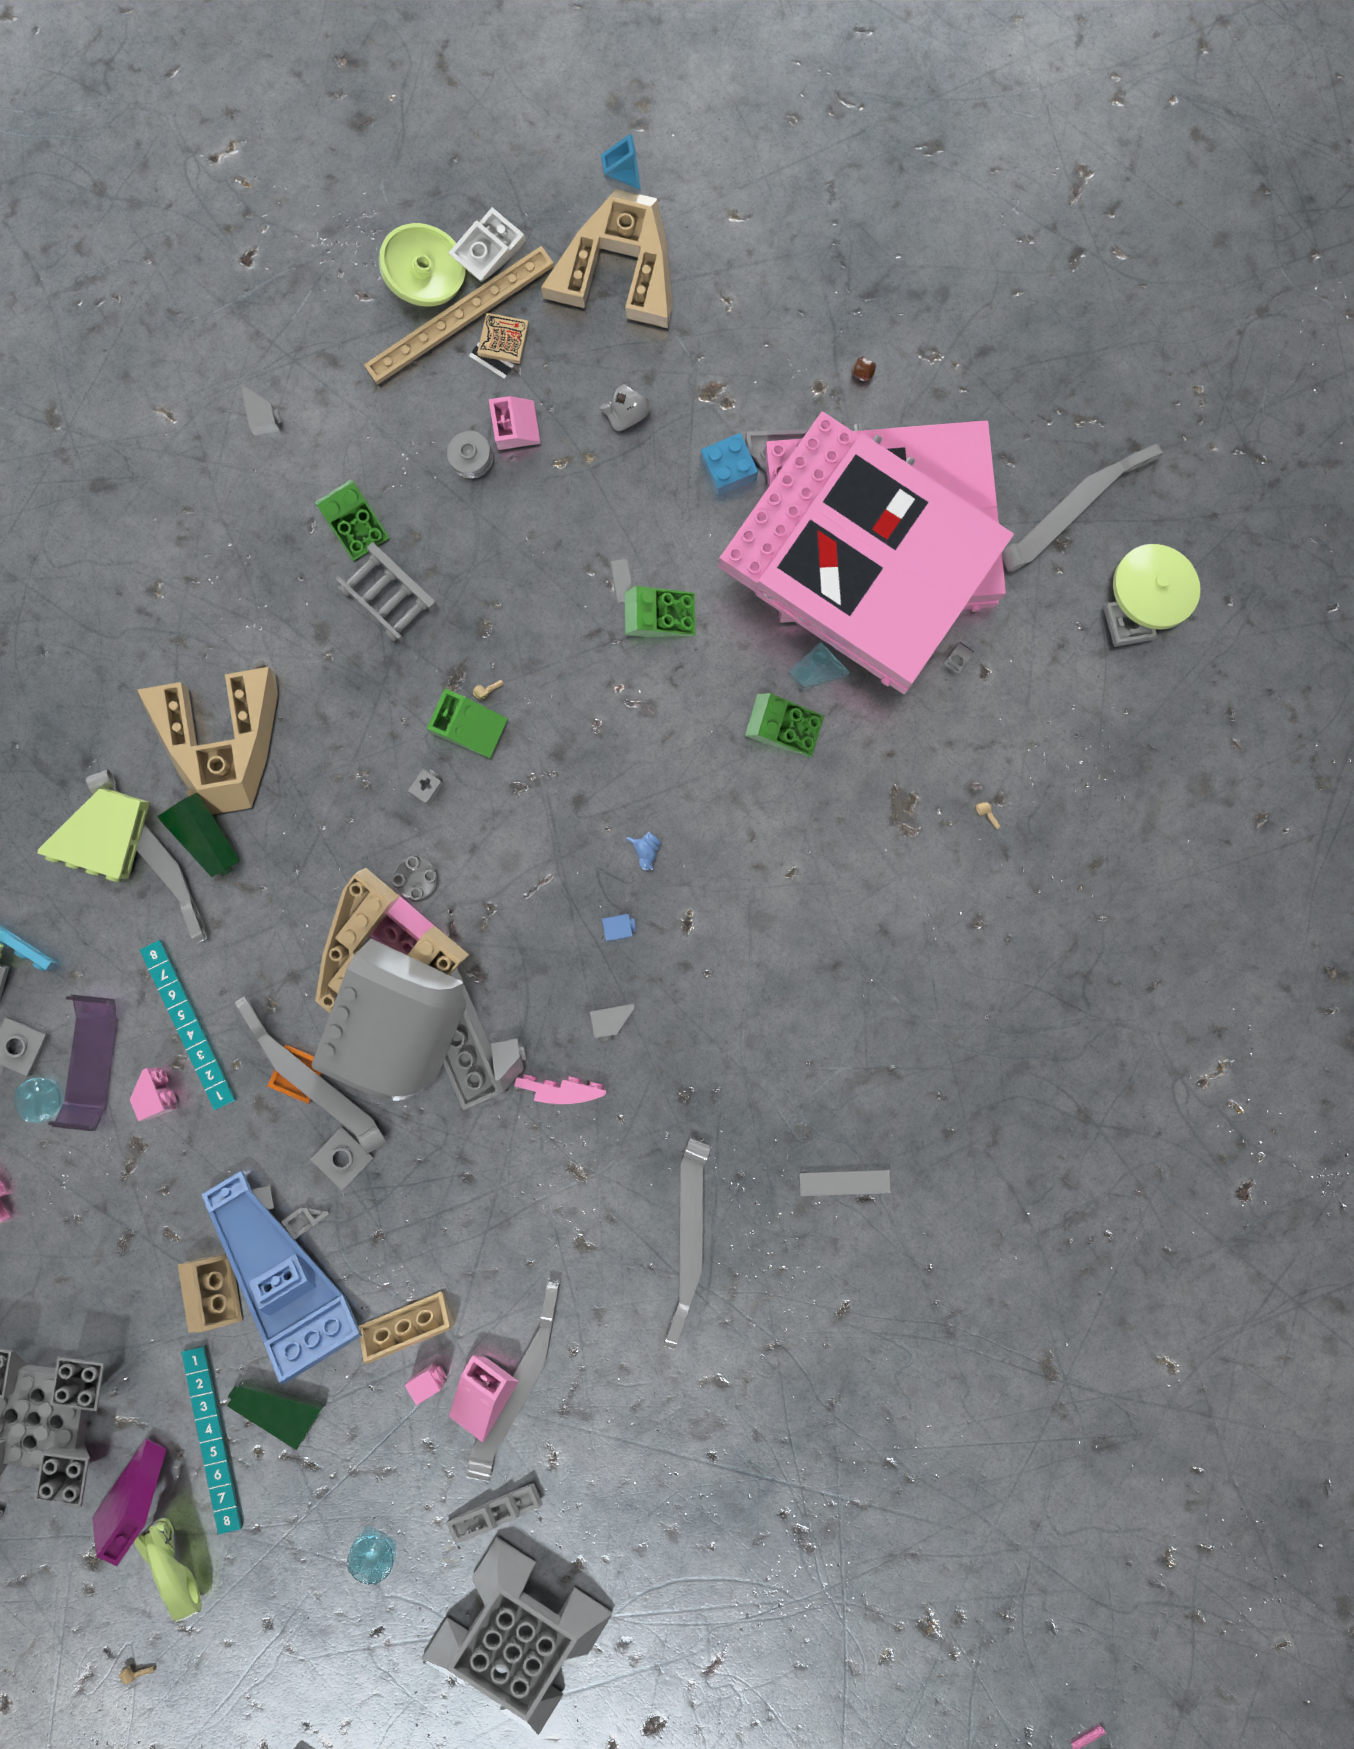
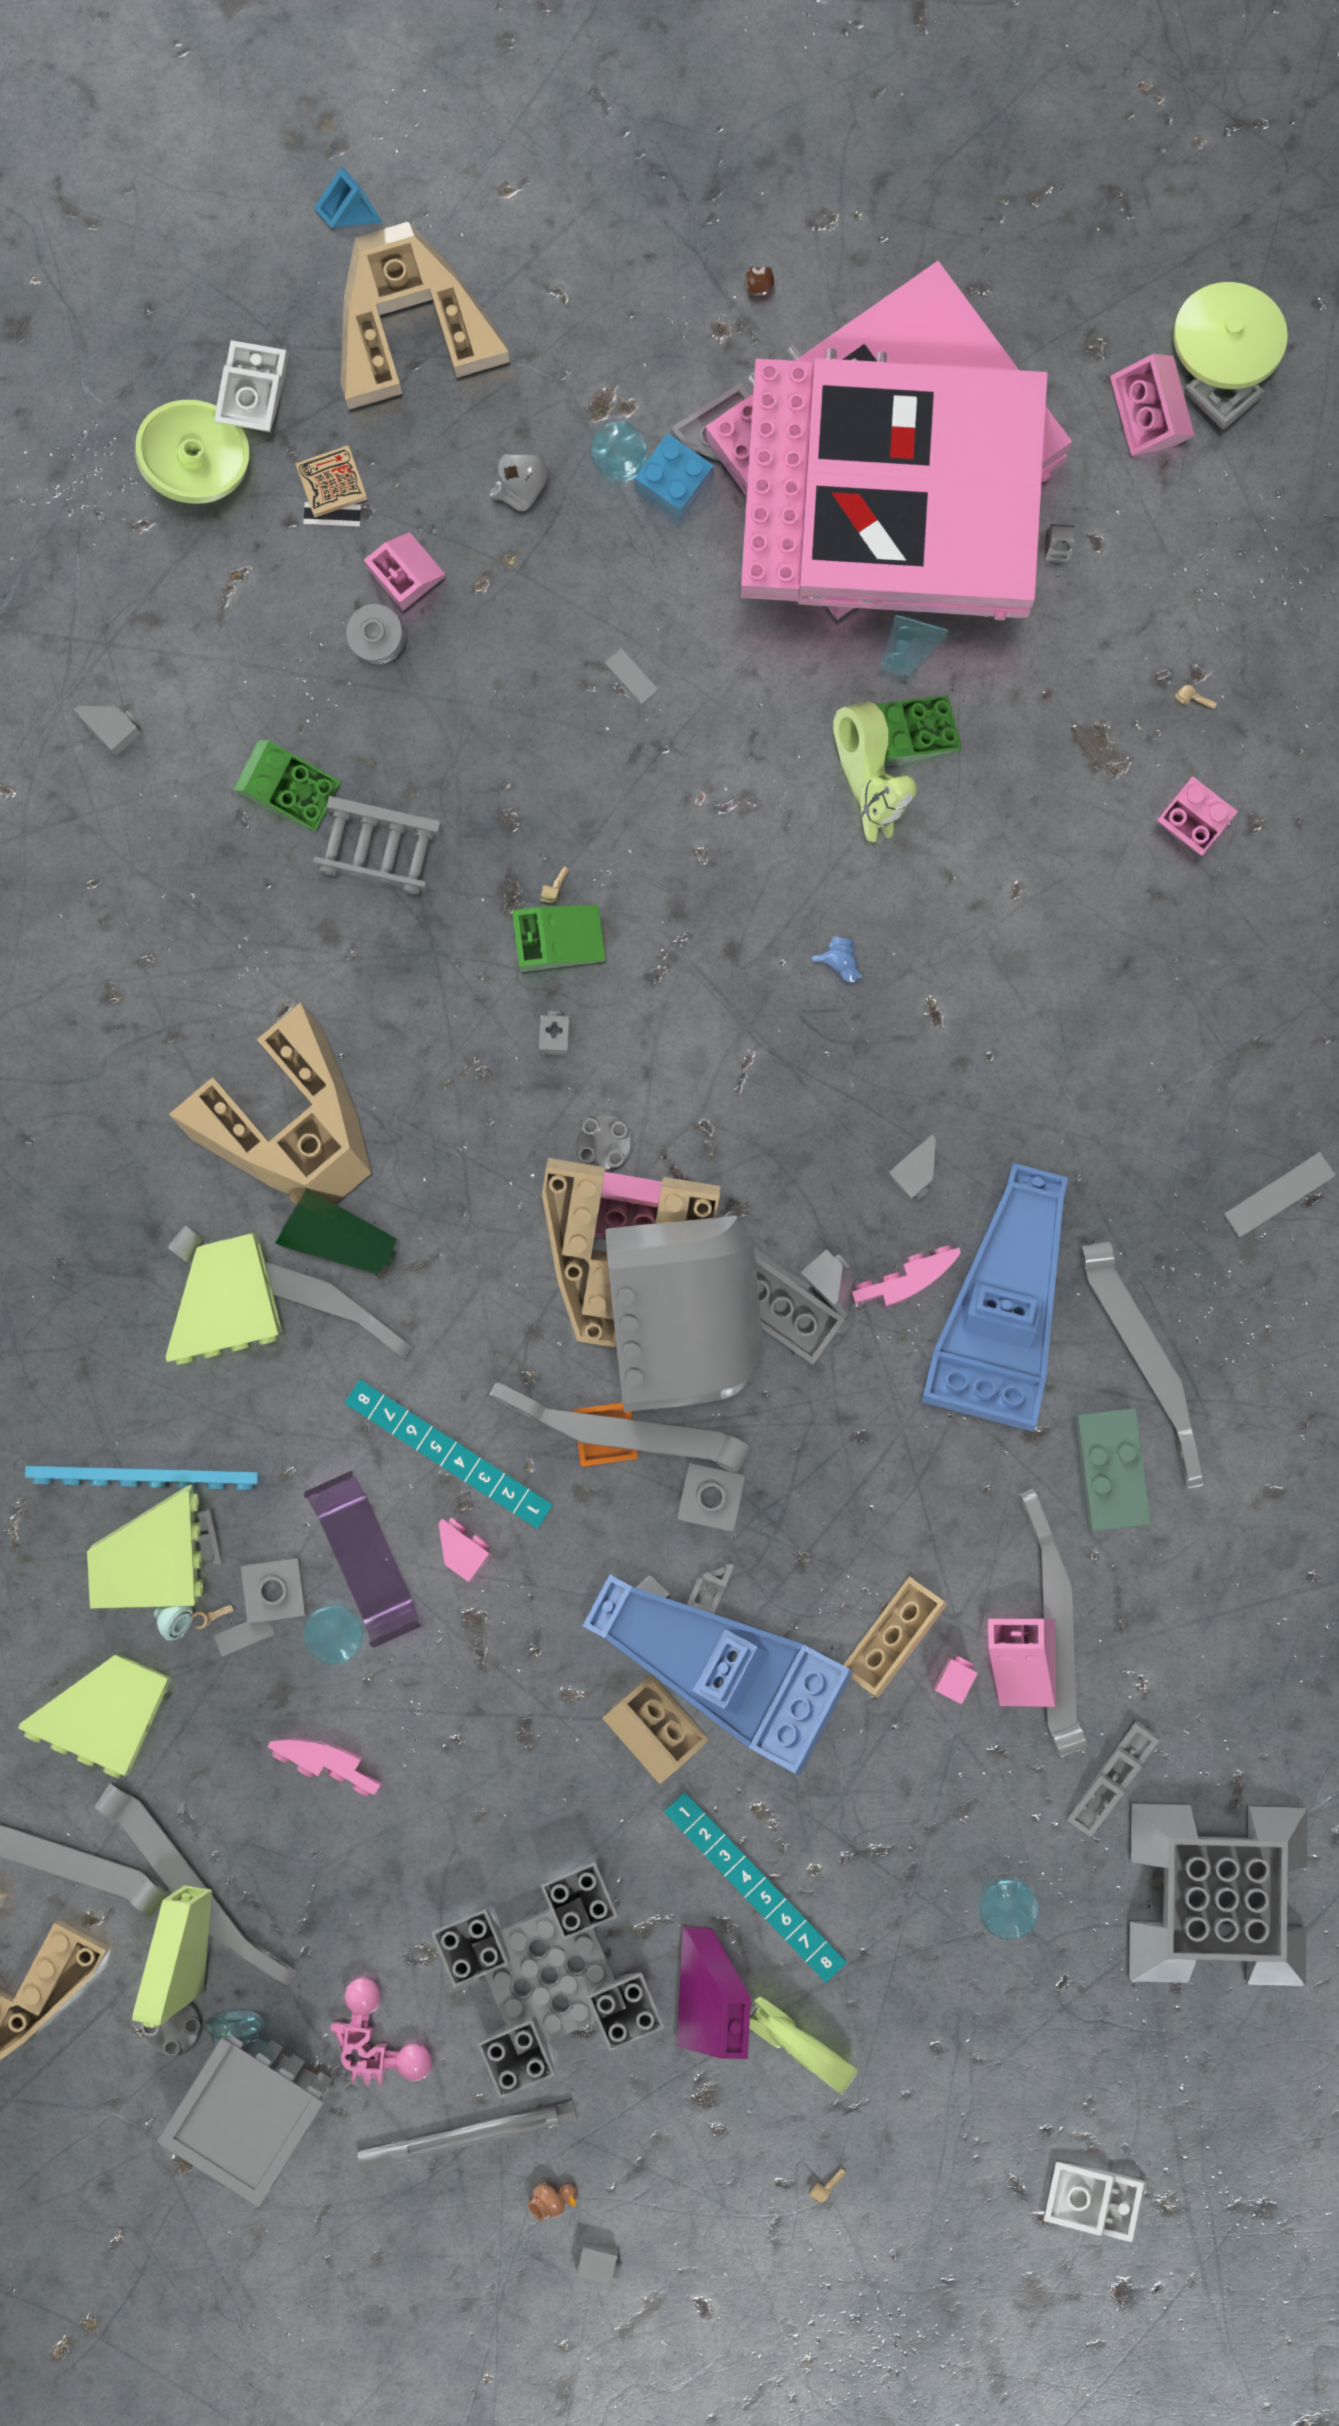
camera: 25 degrees left, 0 degrees up
(276, 1412) = (812, 1812): dark green slope -> none
(459, 315) = (266, 484): tan plate -> none
(582, 1178) = (990, 1357): none -> medium blue wing
(618, 927) = (863, 1062): medium blue brick -> none
(619, 1303) = (1112, 1469): none -> sand green brick
(659, 612) = (696, 687): bright green slope -> none
(703, 426) = (618, 449): none -> clear light blue dish
(743, 718) = (862, 748): none -> yellowish green animal
(941, 895) = (1197, 816): none -> bright pink slope
(1071, 507) = (1085, 299): light grey piece -> none
(1076, 602) = (1152, 404): none -> bright pink slope

